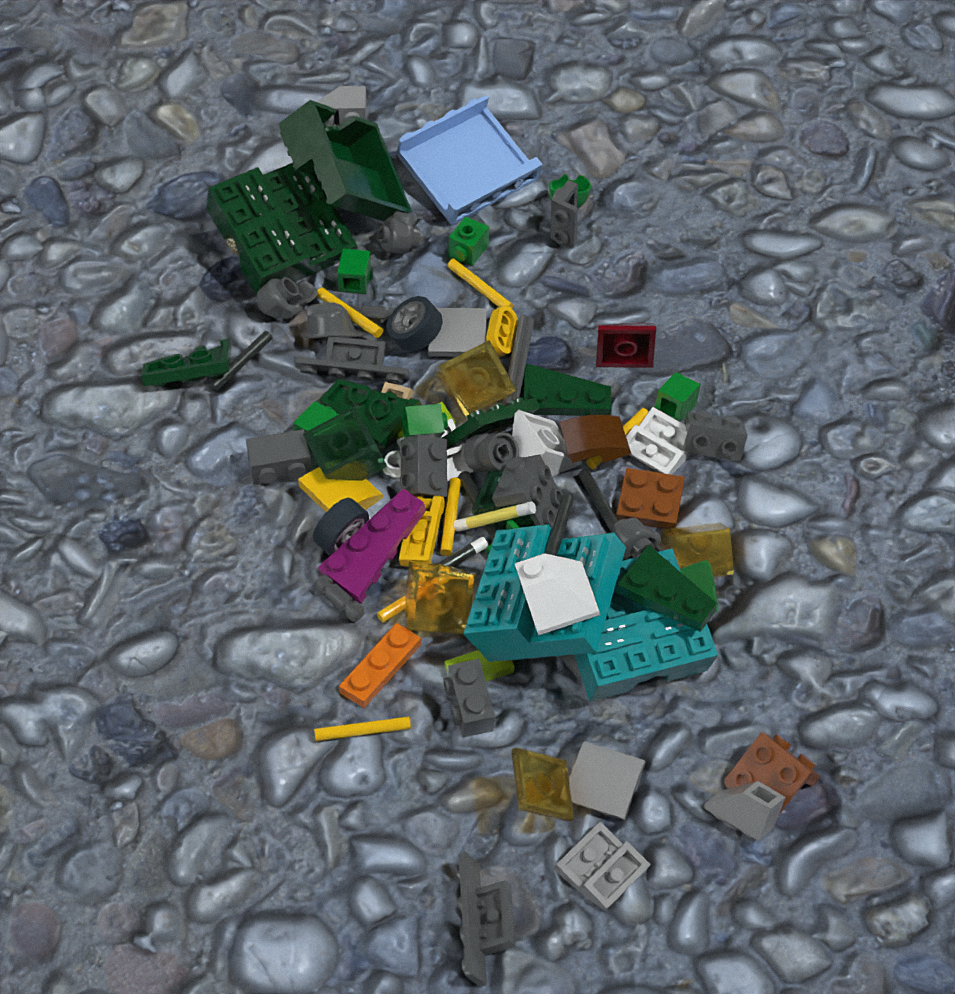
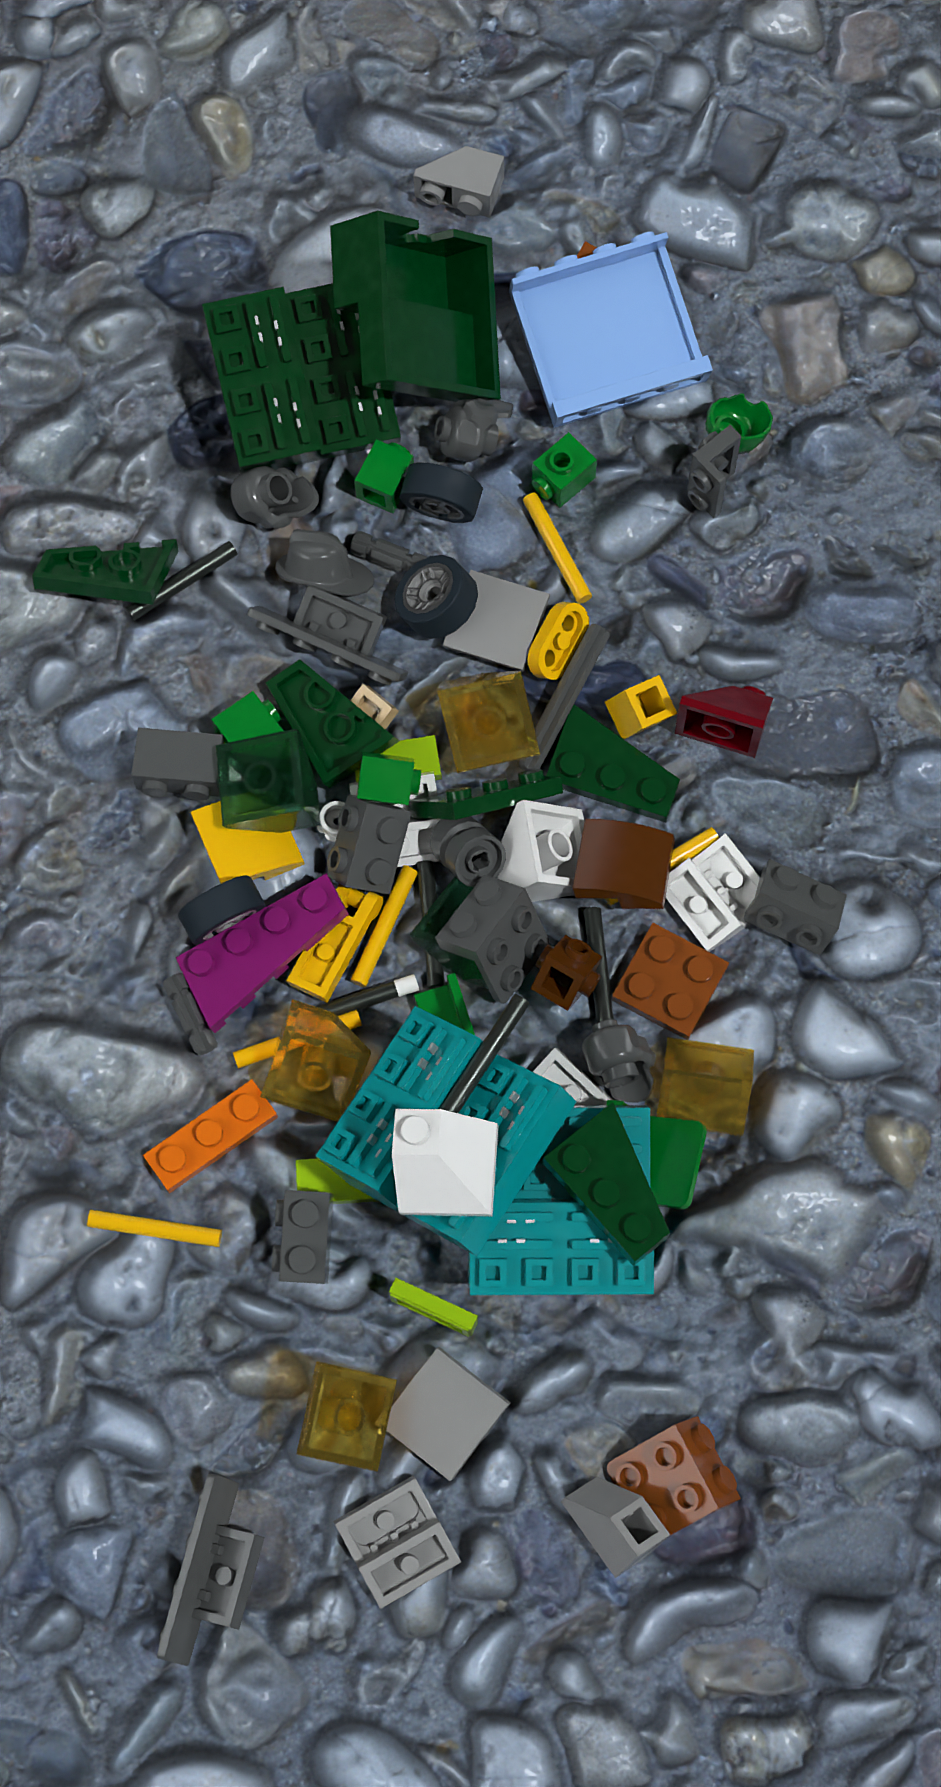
camera: 20 degrees right, 20 degrees up
(354, 315) = (355, 553): yellow bar -> none
(395, 267) = (441, 492): none -> black wheel
(494, 516) = (435, 959): light yellow bar -> none
(571, 350) = (640, 707): none -> yellow brick
(571, 718) = (433, 1307): none -> lime tile
(584, 516) = (567, 972): none -> reddish brown brick
(677, 396) = (765, 829): green brick -> none

